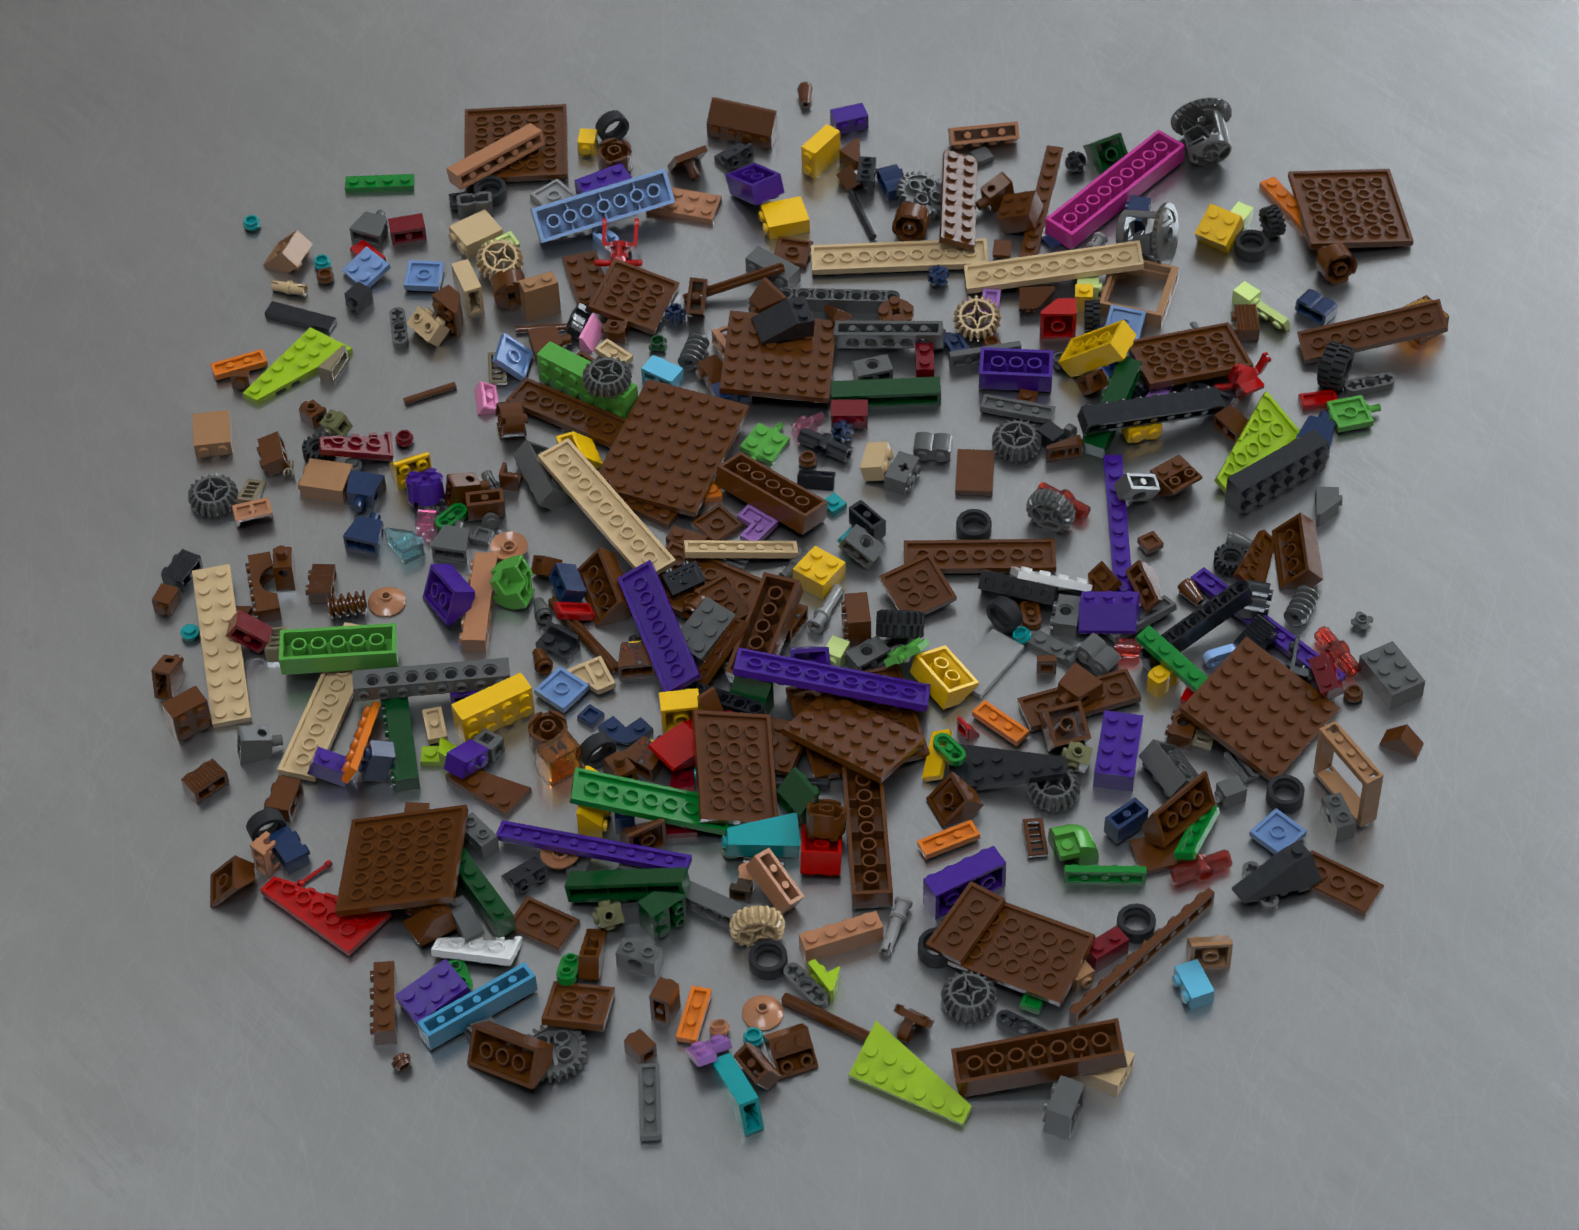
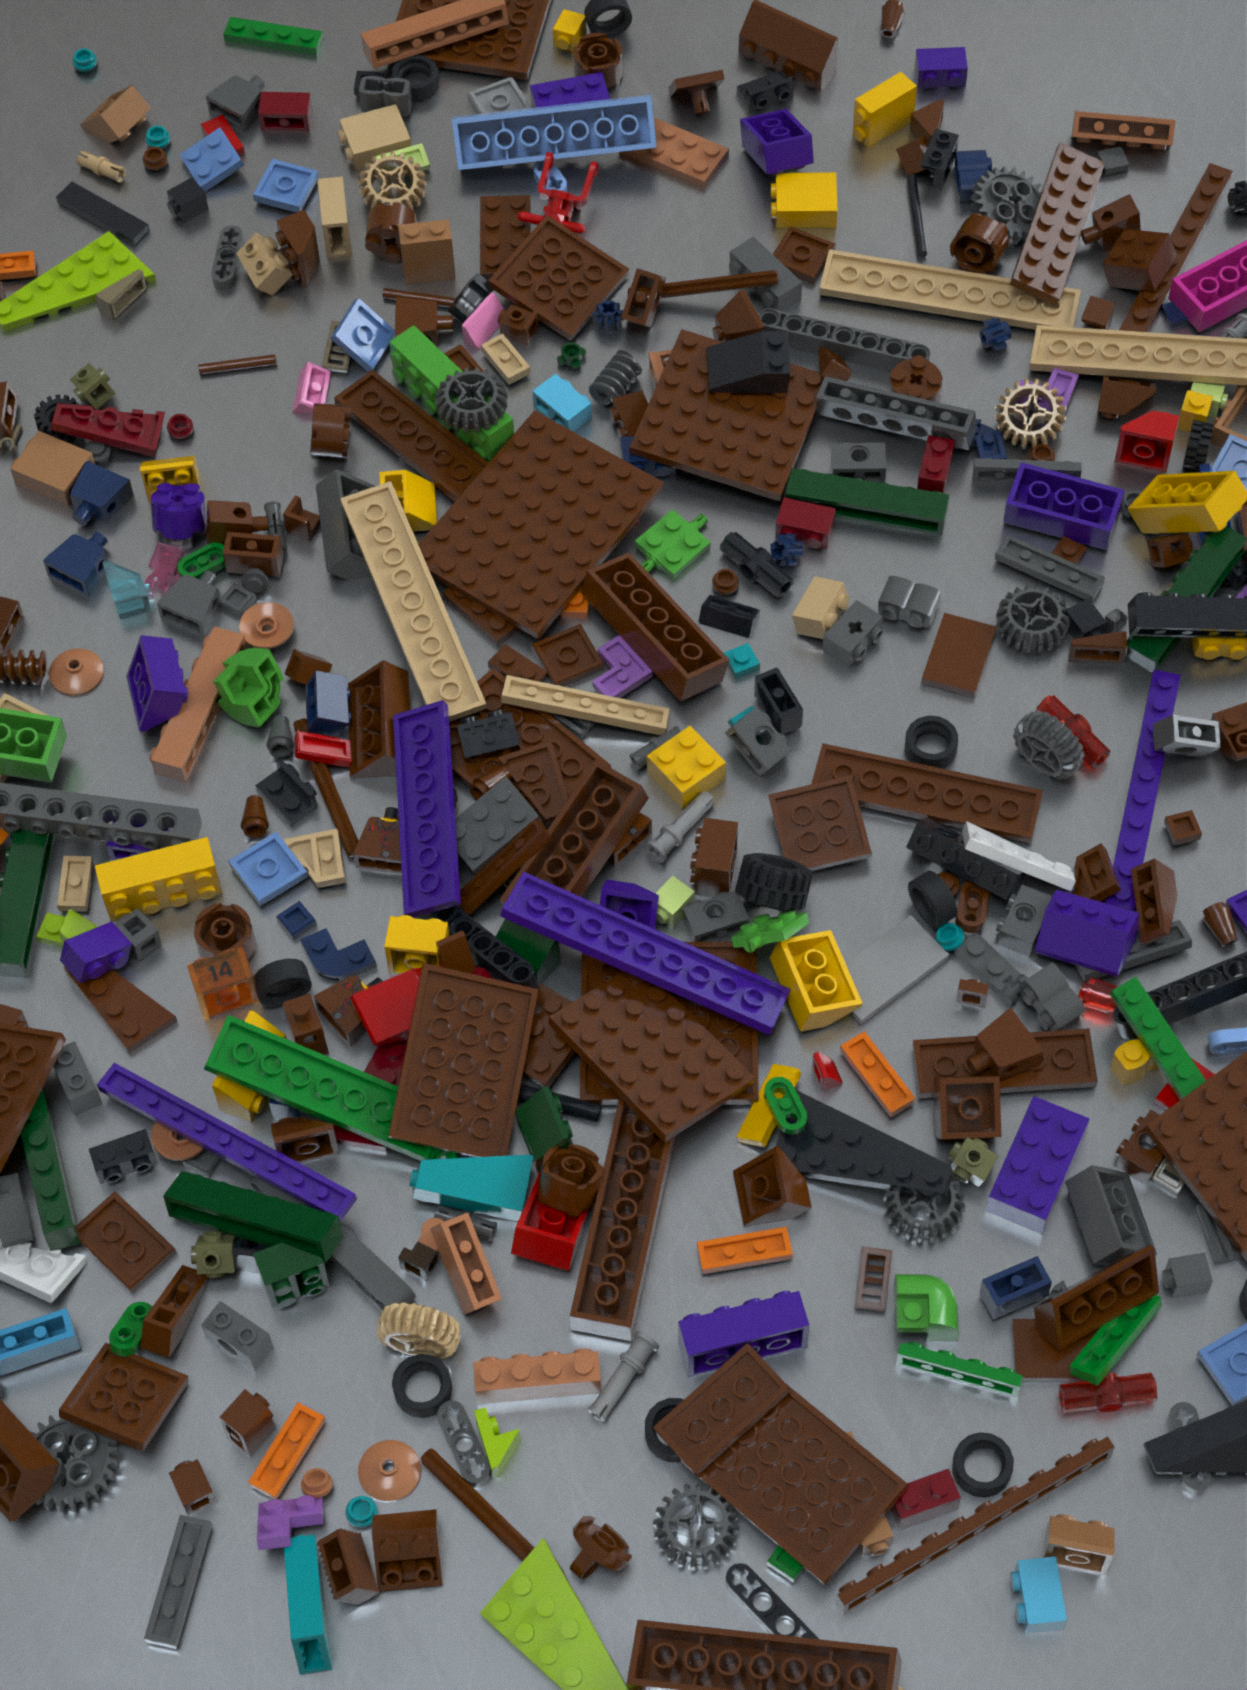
camera: 15 degrees right, 10 degrees up
(311, 410) = (66, 357): reddish brown brick -> none
(803, 421) = (735, 522): clear pink plate -> none

